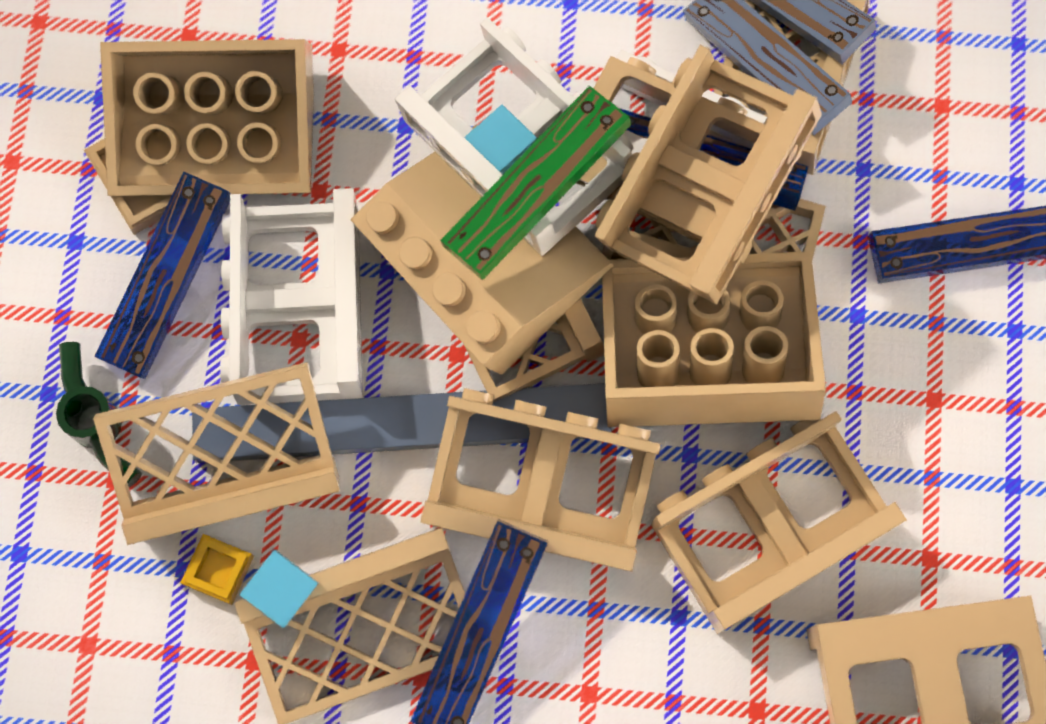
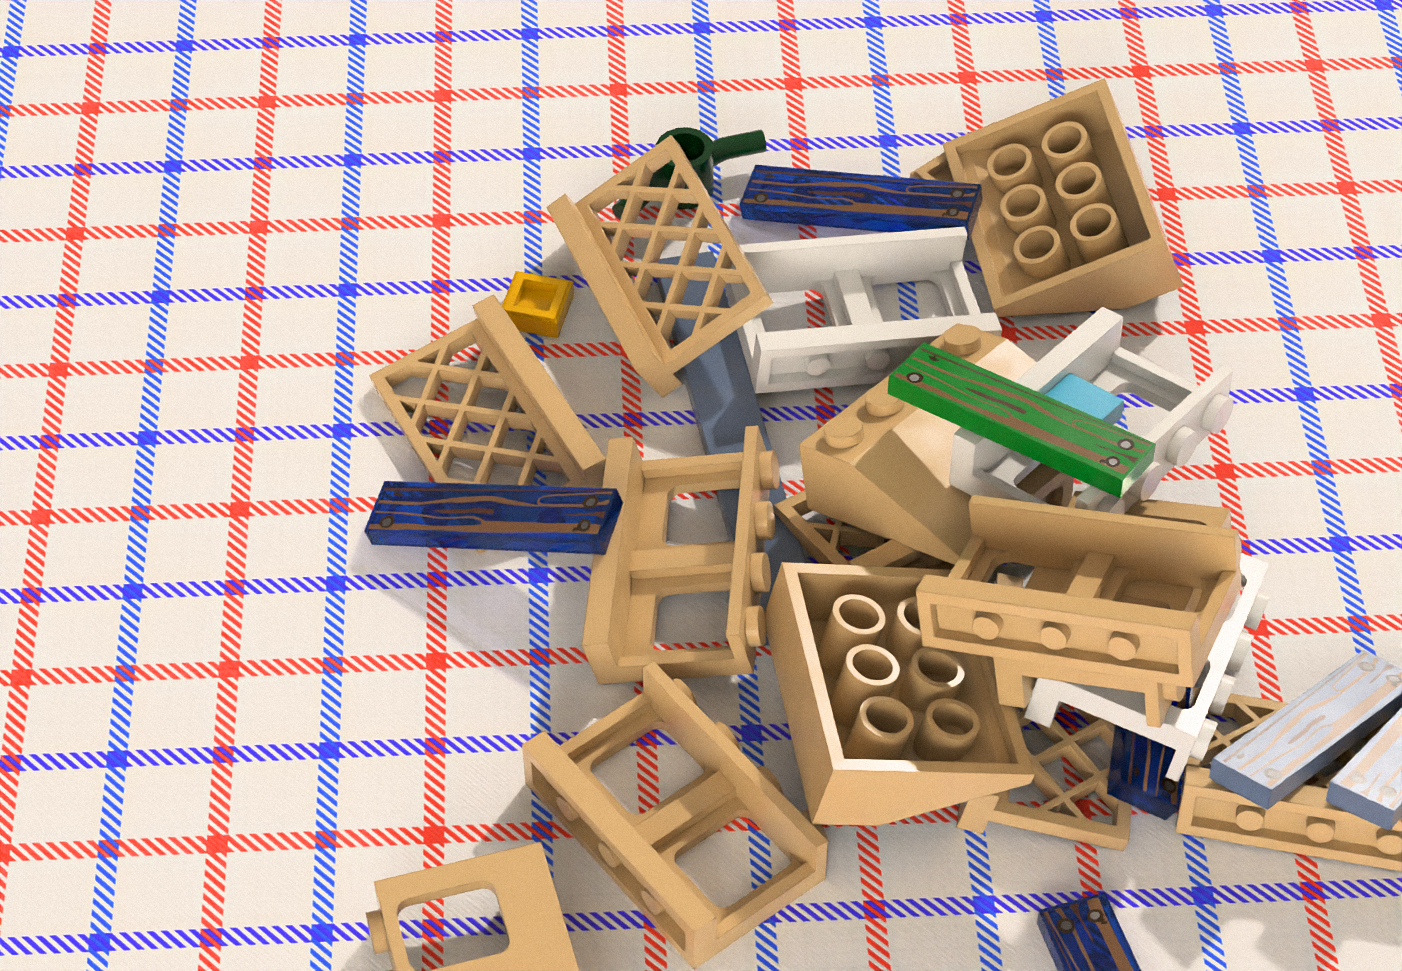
camera: 85 degrees right, 25 degrees down
(279, 588) = (512, 320): medium azure tile -> none

